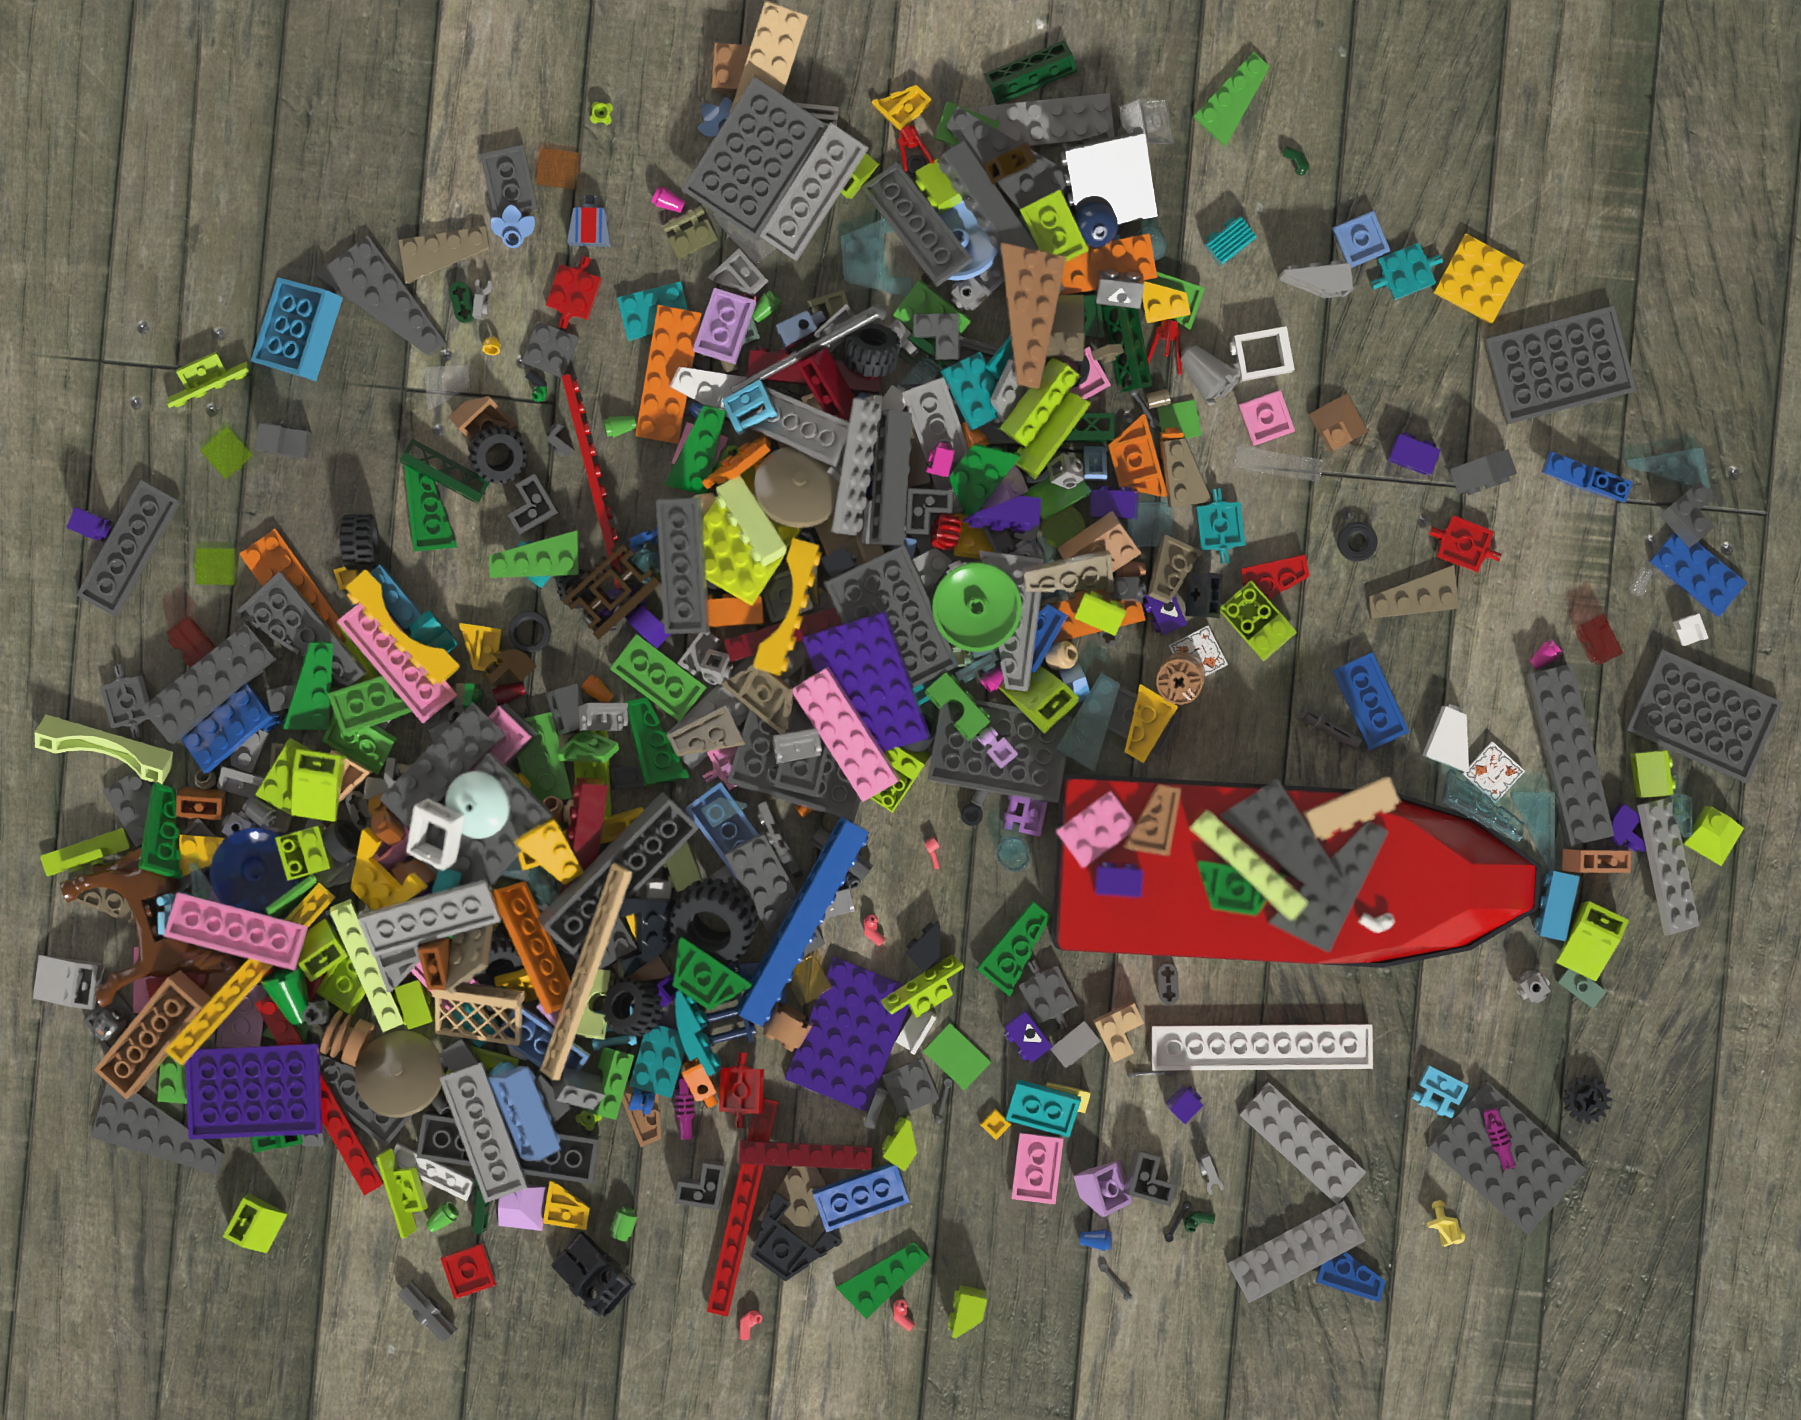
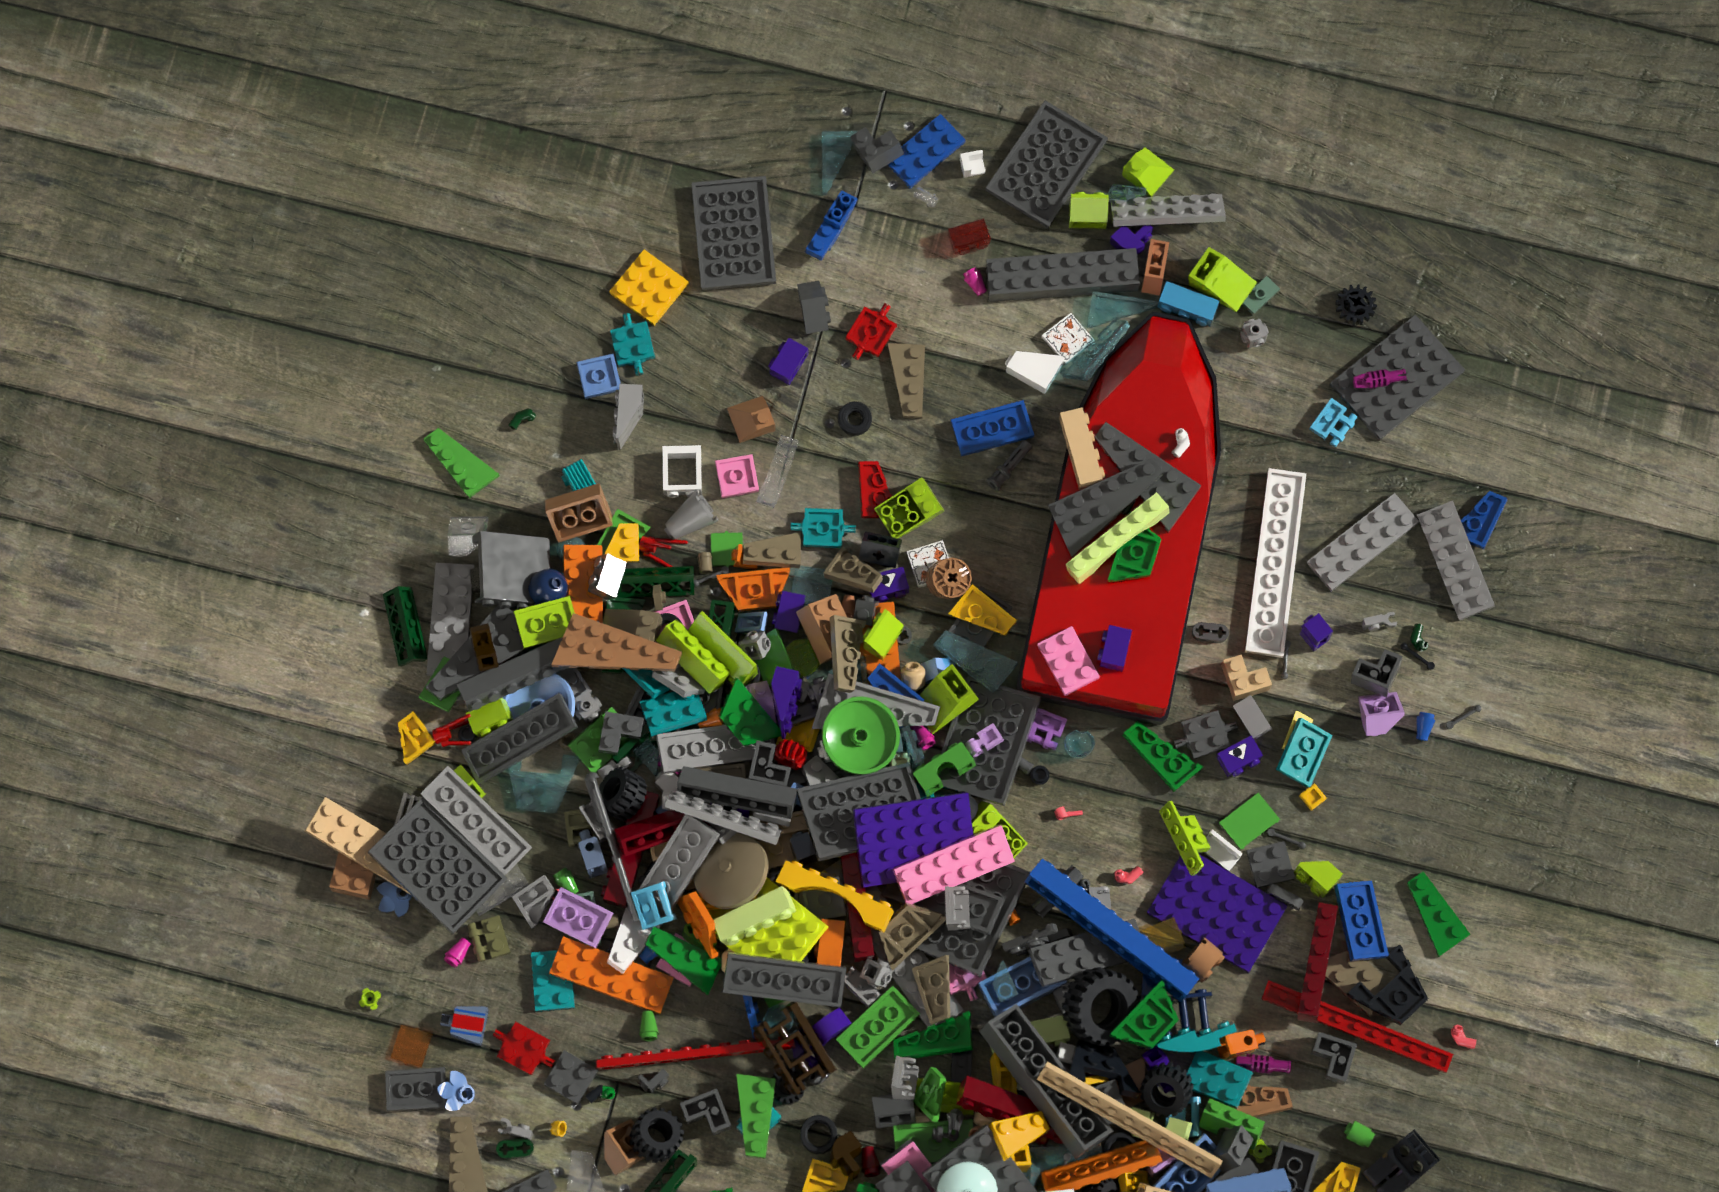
camera: 80 degrees left, 15 degrees down
(565, 778) = (955, 1119): none -> dark grey piece
(597, 689) = (879, 1083): orange cone -> none
(637, 1099) = (1251, 1098): blue wheel -> none
(741, 1090) = (1253, 1009): red plate -> none
(900, 1314) = (1470, 904): coral arm -> none
(926, 948) = (1151, 830): black slope -> none
(940, 459) = (727, 748): dark pink brick -> none
(969, 1309) = (1473, 843): lime slope -> none
(1037, 1168) = (1356, 766): bright pink plate -> none
(1156, 824) = (1070, 609): medium nougat wing -> none
(1190, 243) = (578, 512): none -> medium nougat brick
(1447, 1226) = (1449, 433): light yellow piece -> none

